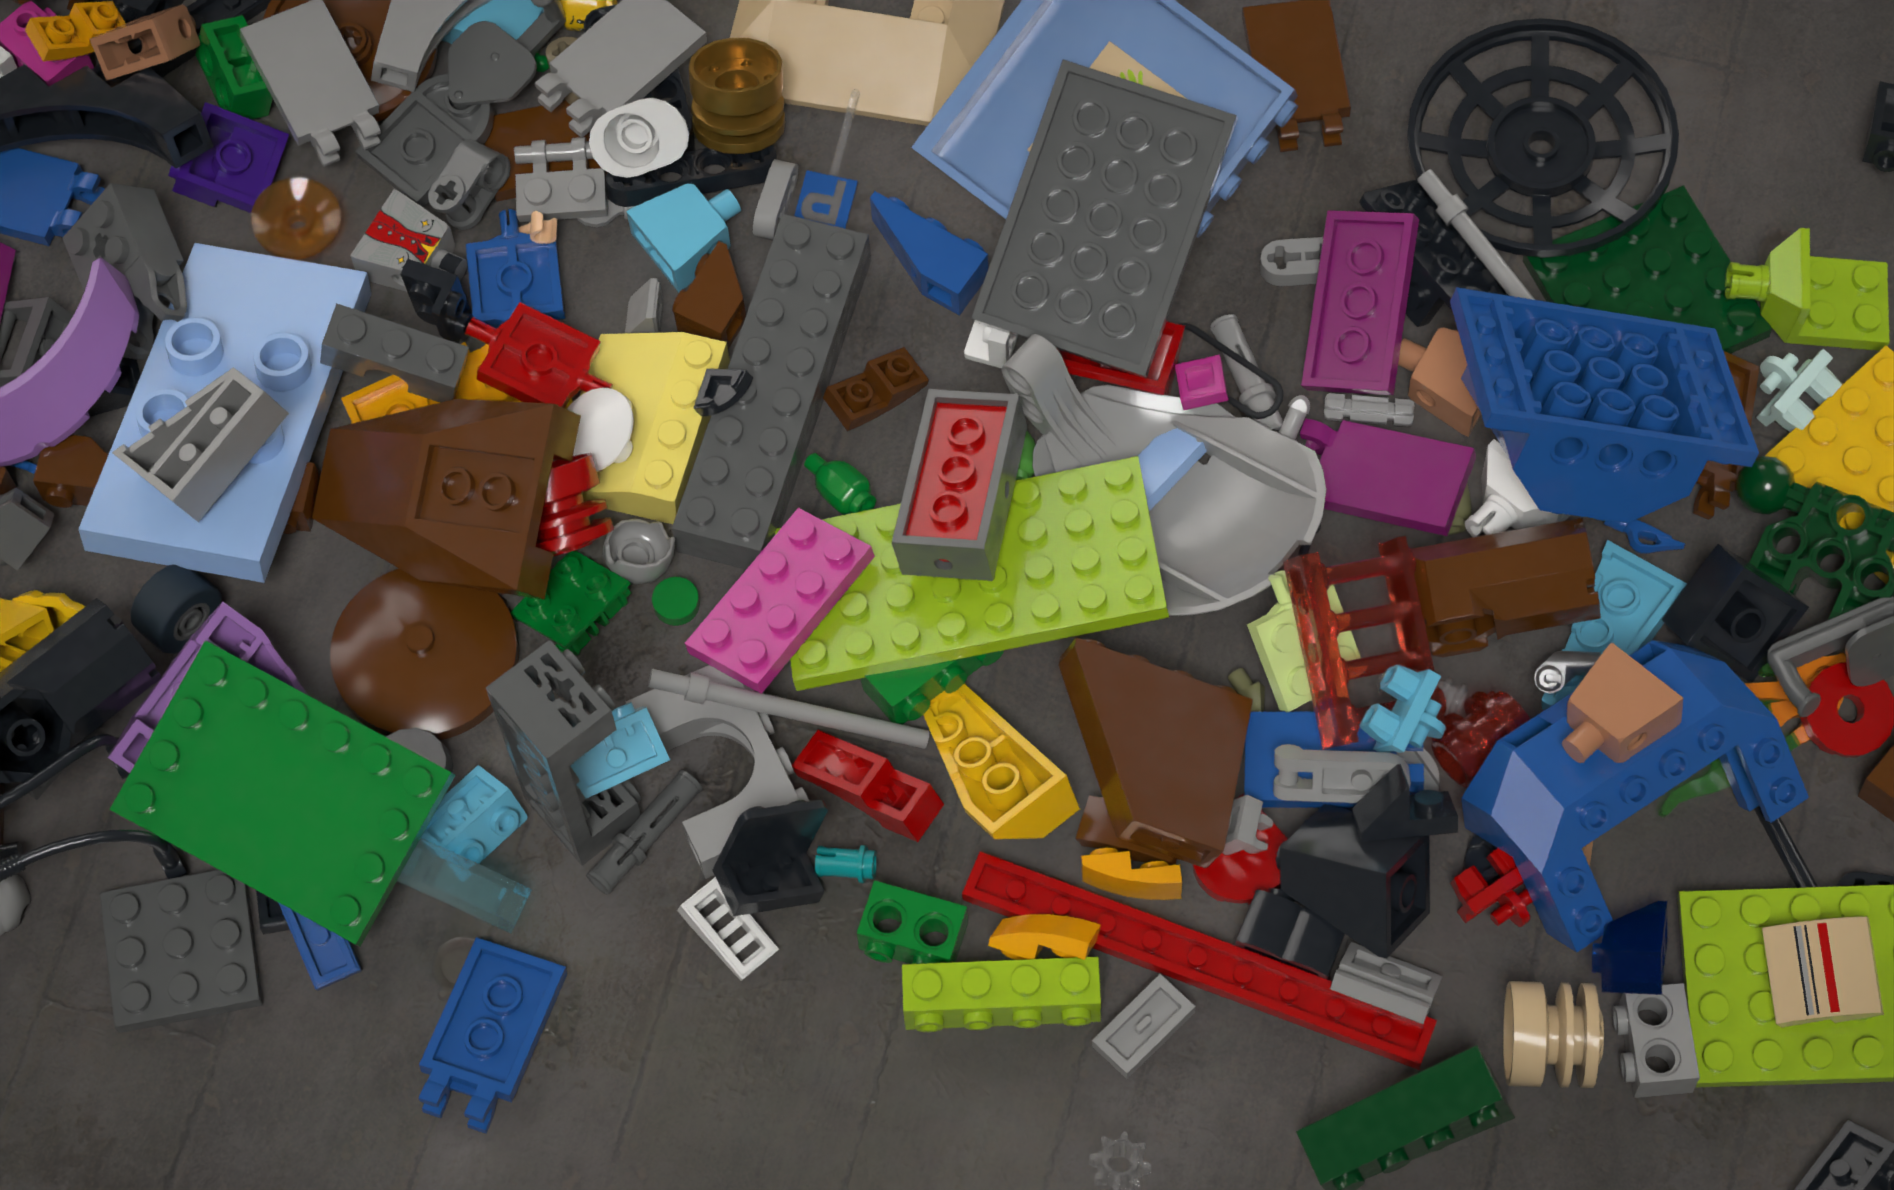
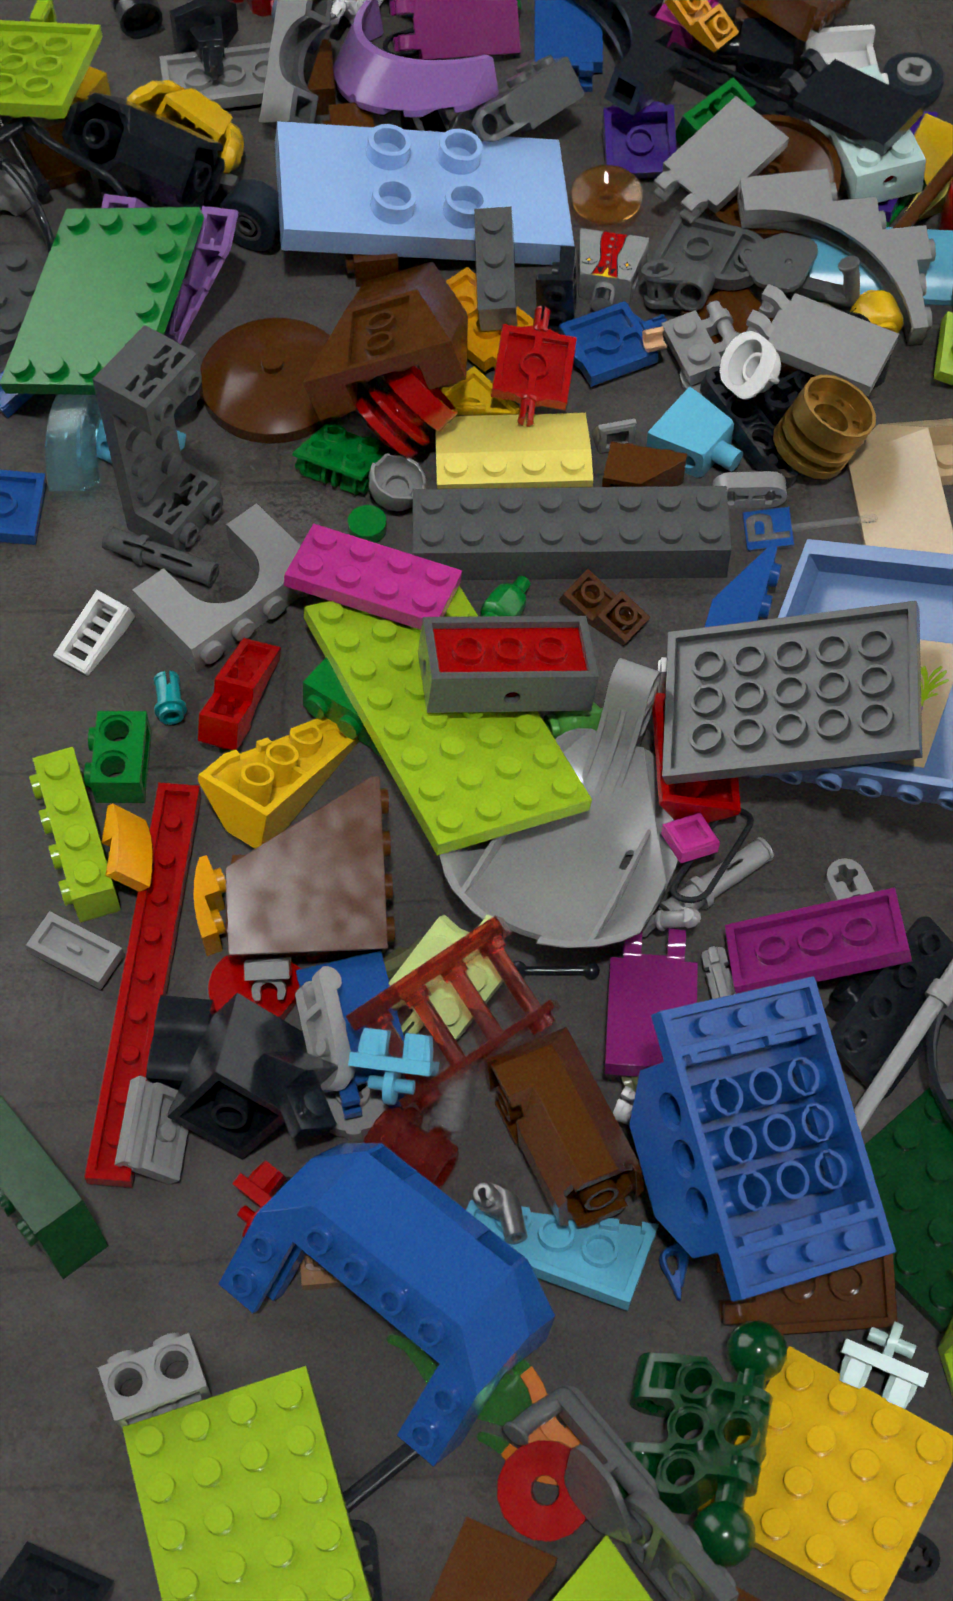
camera: 70 degrees right, 5 degrees down
(162, 39) = (708, 54): nougat torso -> none
(206, 442) = (356, 158): light grey wedge -> none
(604, 426) = (485, 419): white dish -> none
(623, 754) = (202, 499): medium azure bracket -> none
(698, 688) = (272, 540): light grey bar -> none
(721, 390) = (541, 482): black tile -> none
(767, 858) = (143, 634): black bracket -> none
(1167, 461) = (602, 833): light blue tile -> none
(1551, 1034) = (127, 1276): tan wheel -> none
(1619, 709) = (420, 1224): nougat torso -> none
(1634, 951) = (230, 1335): clear blue slope -> none
(1734, 612) = (607, 1349): black slope -> none
(1822, 971) = (244, 1513): tan slope -> none

